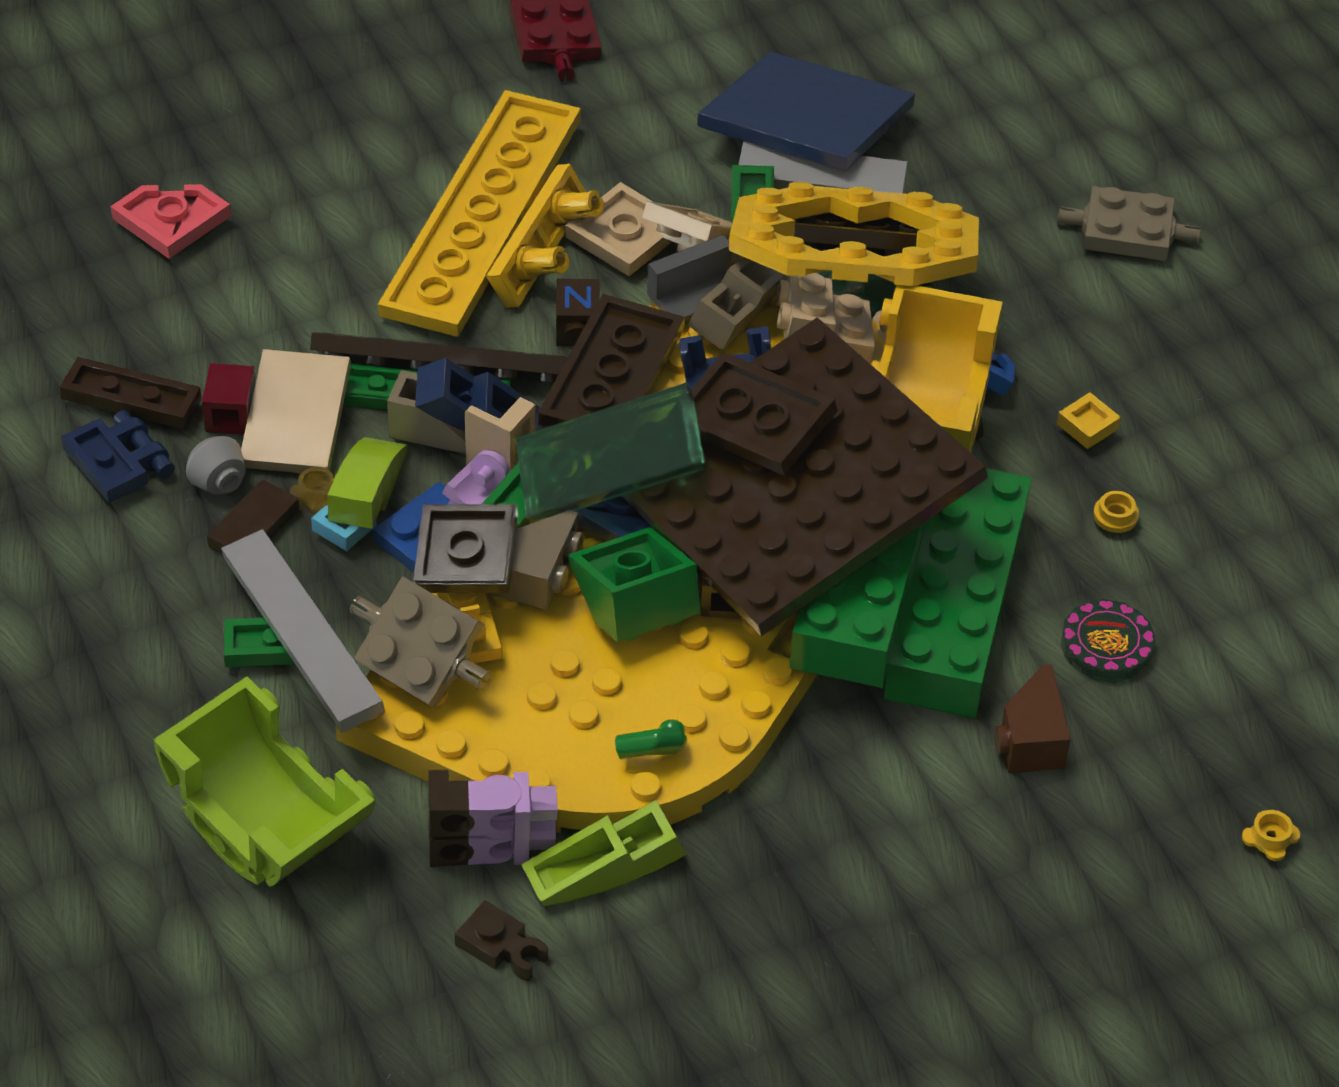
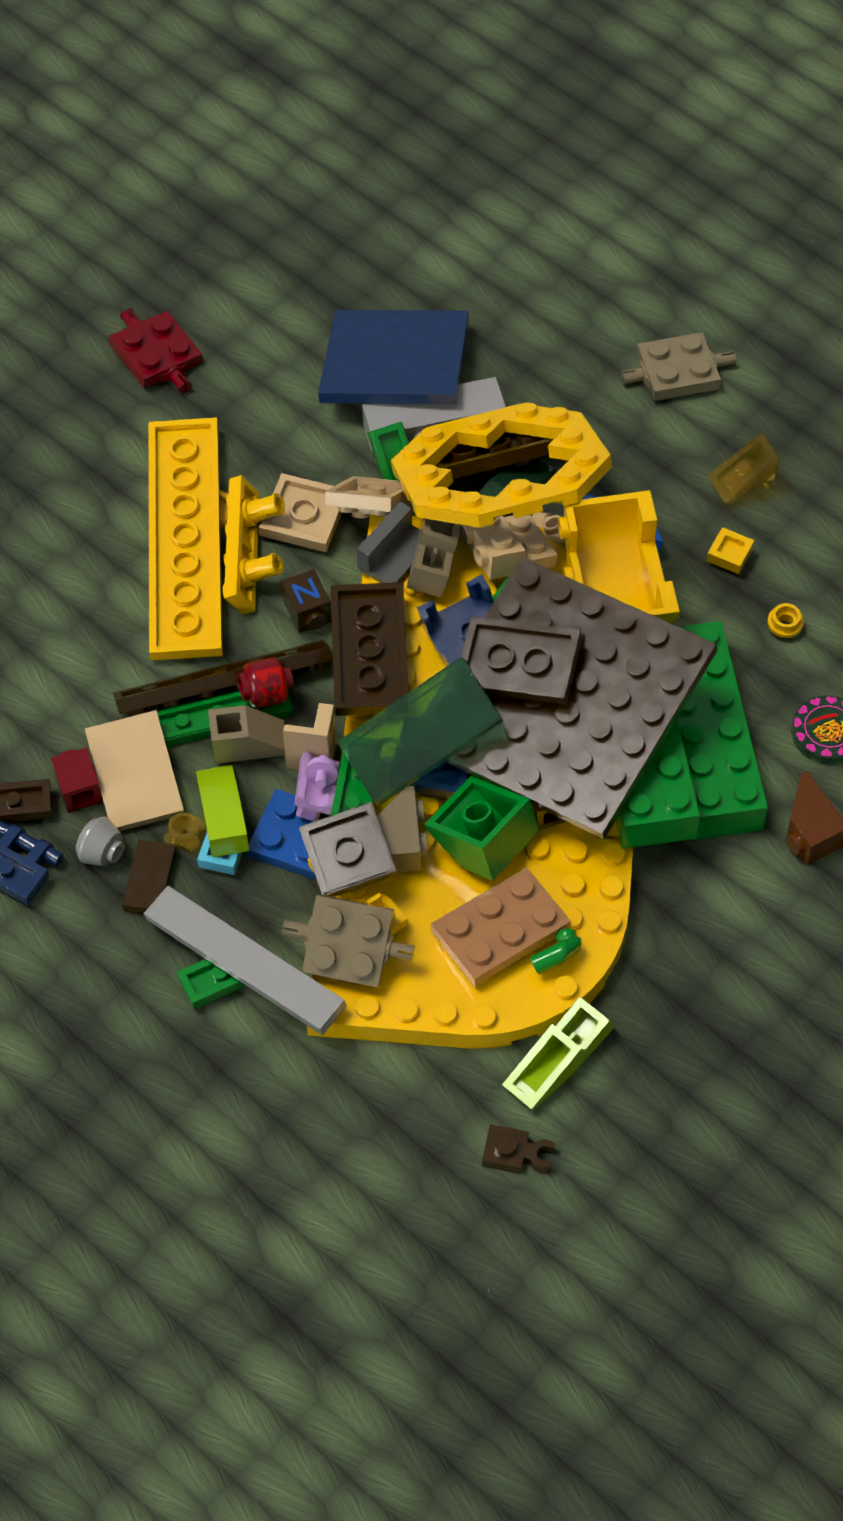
camera: 20 degrees left, 10 degrees up
(253, 790) = (286, 1111): lime cylinder -> none
(448, 391) = (264, 716): dark blue slope -> none
(485, 356) = (265, 682): none -> dark red head
(488, 819) = (464, 1062): lavender hips -> none
(602, 694) = (500, 926): none -> medium nougat plate
(1154, 340) = (749, 466): none -> clear yellow slope

